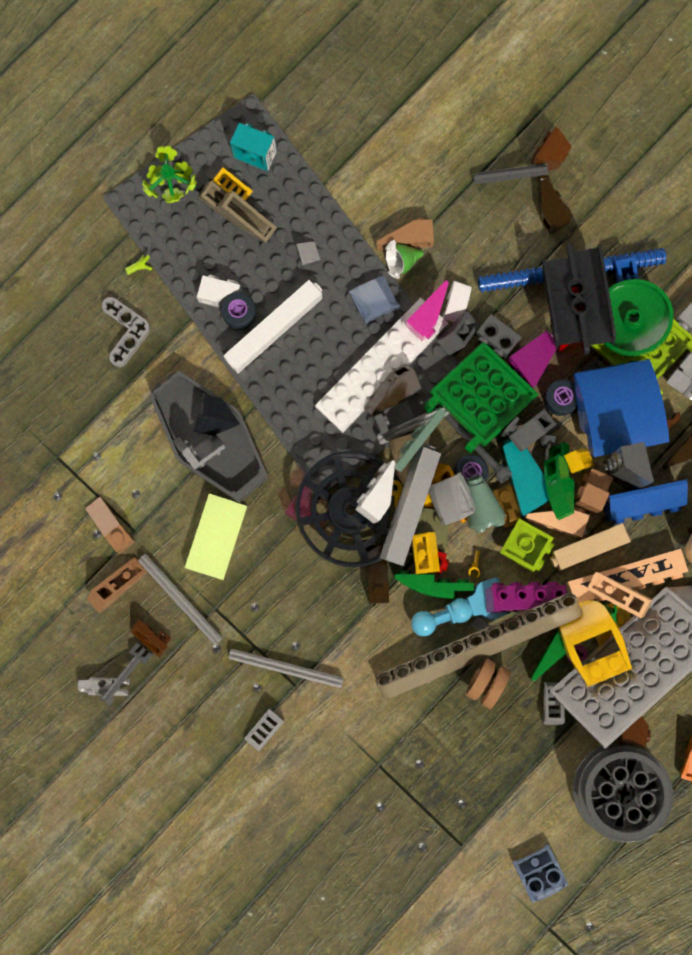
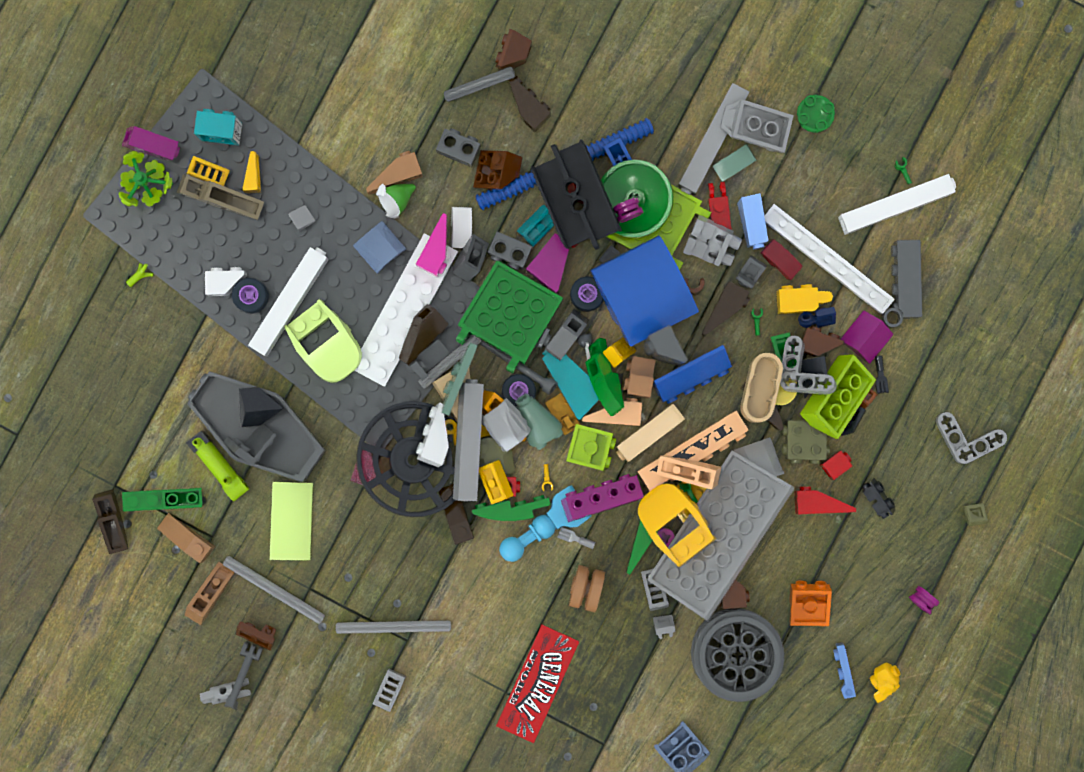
camera: 20 degrees left, 5 degrees up
(42, 489) = (110, 521): none -> dark brown slope
(98, 481) = (162, 499): none -> green slope
(131, 325) = (150, 338): light grey beam -> none
(161, 464) = (230, 481): none -> lime piece
(186, 145) = (150, 143): none -> magenta slope
(271, 204) = (252, 175): none -> yellow slope
(305, 389) = (336, 356): none -> yellowish green slope
(412, 765) = (537, 683): none -> red sticker
(470, 231) = (456, 152): none -> dark grey brick
(479, 645) = (568, 556): dark tan beam -> none
(506, 256) = (496, 169): none -> reddish brown slope
(530, 320) = (536, 226): none -> teal slope
(554, 742) = (664, 625): none -> light grey tile
(627, 324) = (628, 210): none -> magenta wheel

